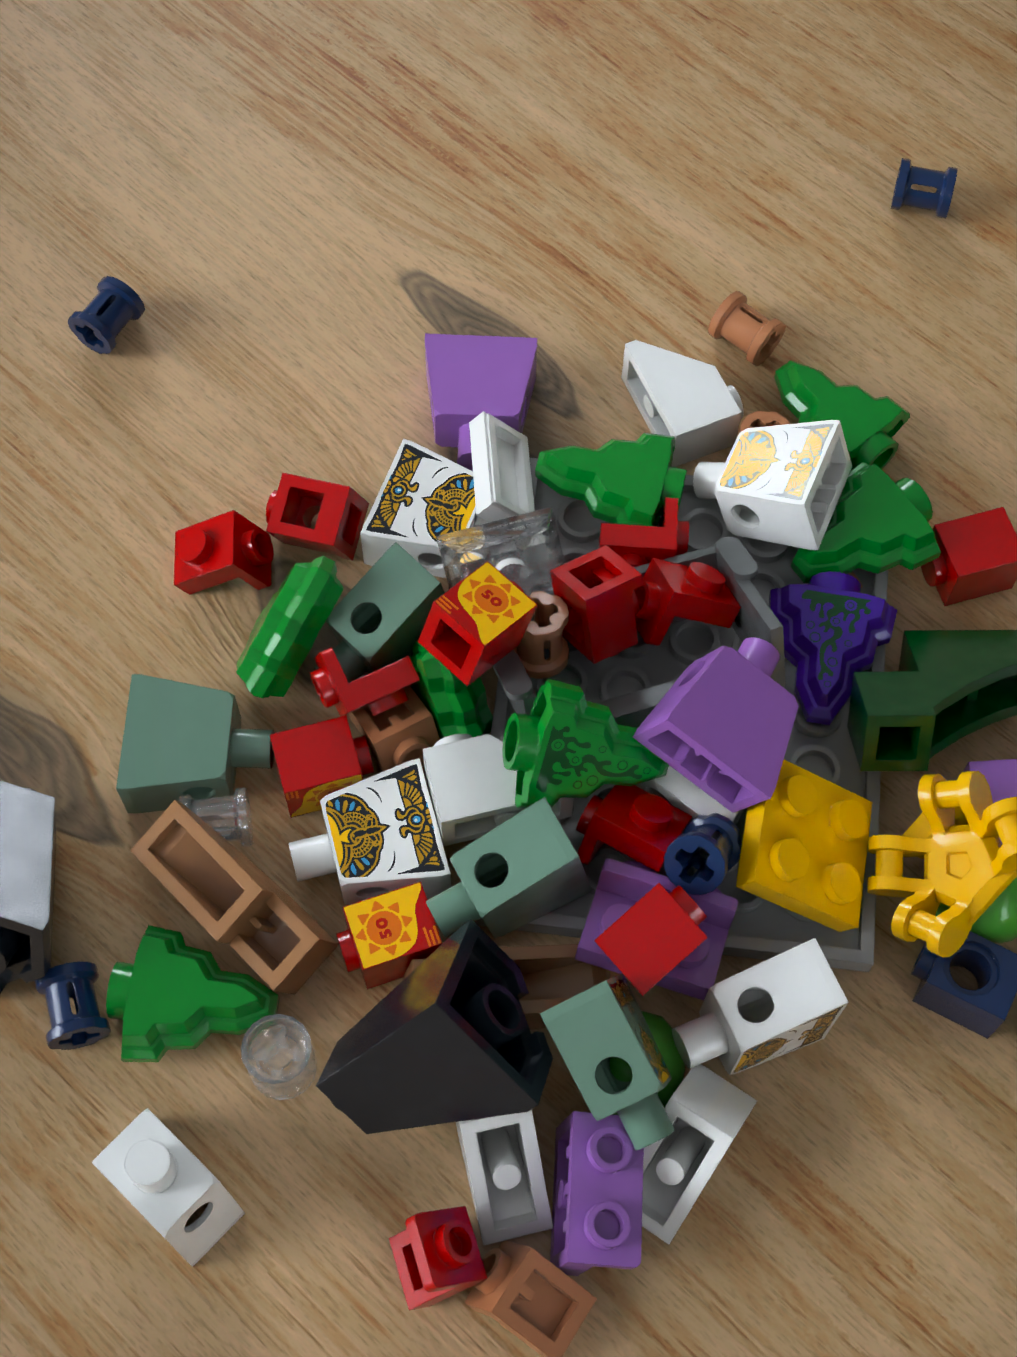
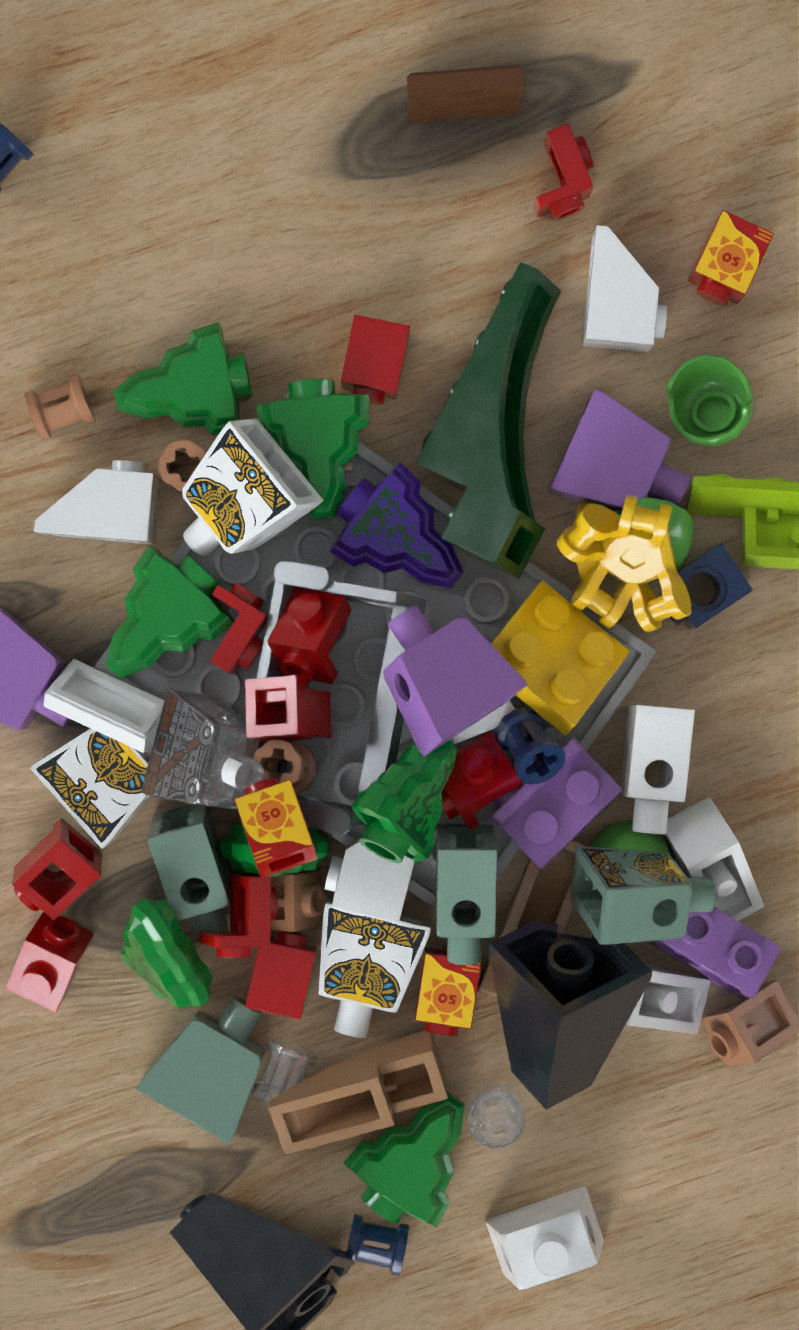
camera: 60 degrees left, 25 degrees up
(437, 1256) = (696, 1075): red bracket -> none
(654, 936) = (574, 822): red brick -> none

